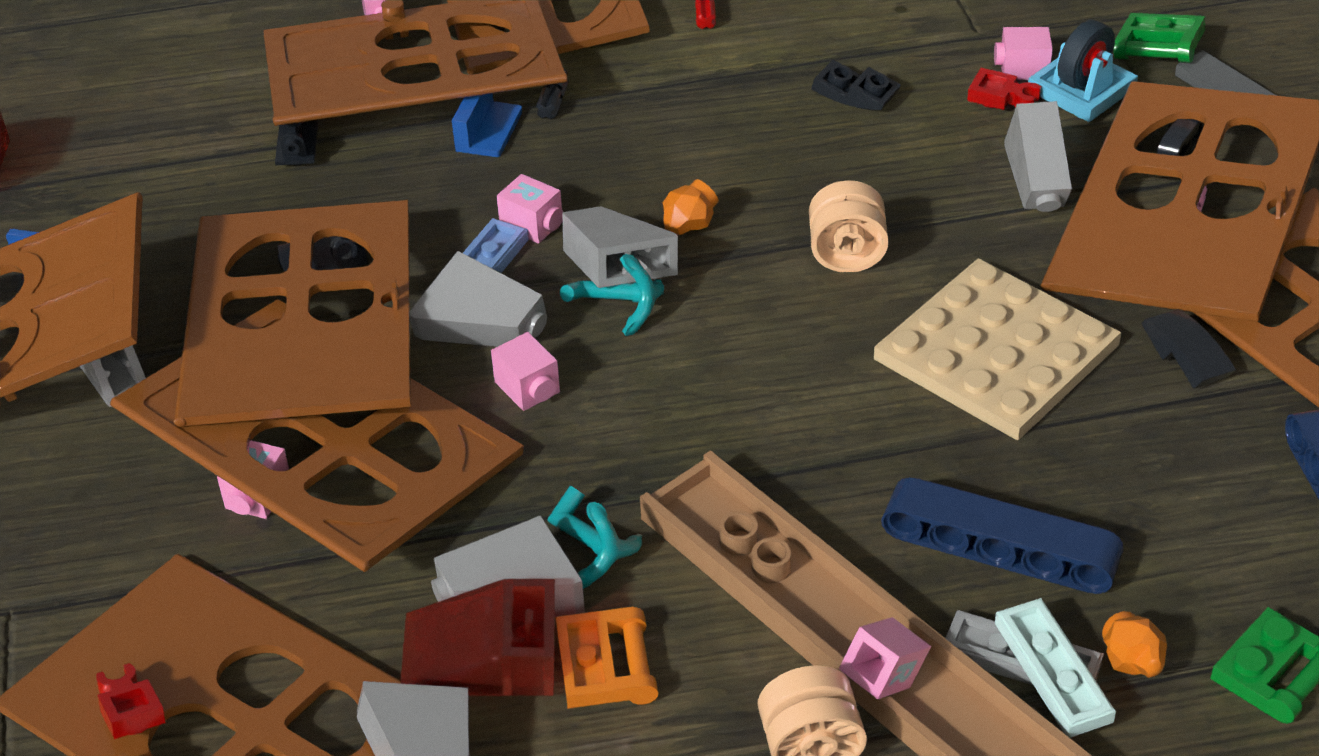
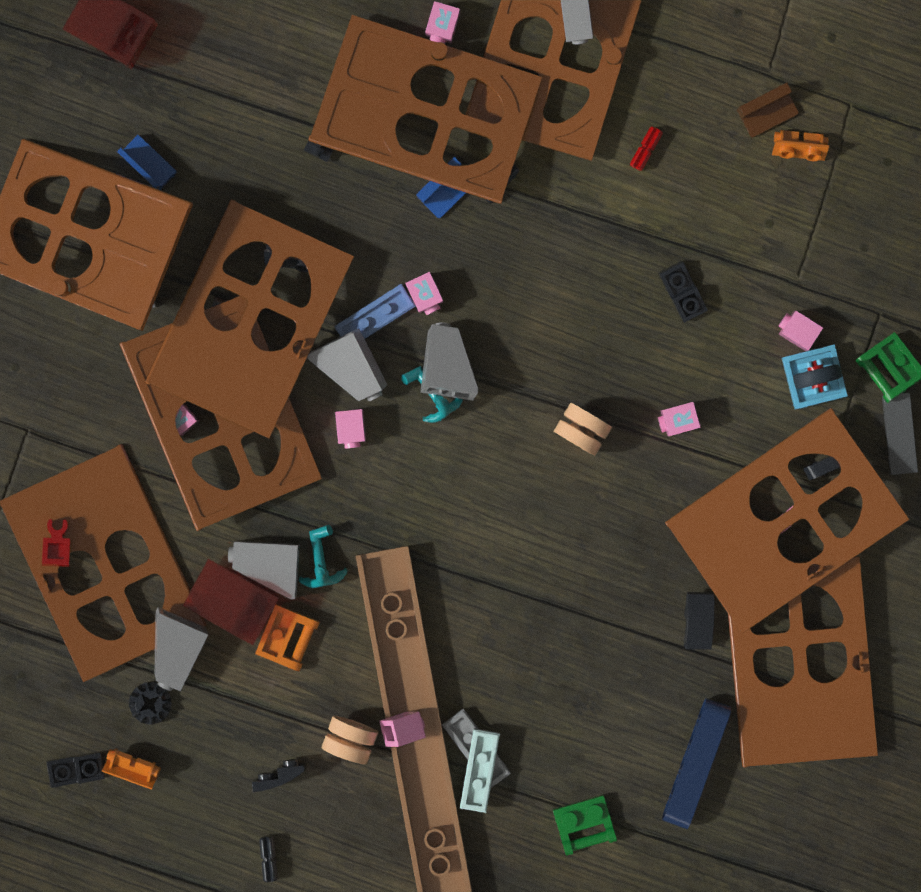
camera: 30 degrees right, 45 degrees up
(689, 207) = (512, 349): orange rock -> none
(962, 178) = (679, 419): none -> bright pink brick
(997, 348) = (608, 553): tan plate -> none
(998, 89) = (760, 350): red plate -> none
(1003, 535) = (513, 681): dark blue beam -> none
(1038, 156) = (730, 435): light grey slope -> none
(1134, 644) = (525, 781): orange rock -> none

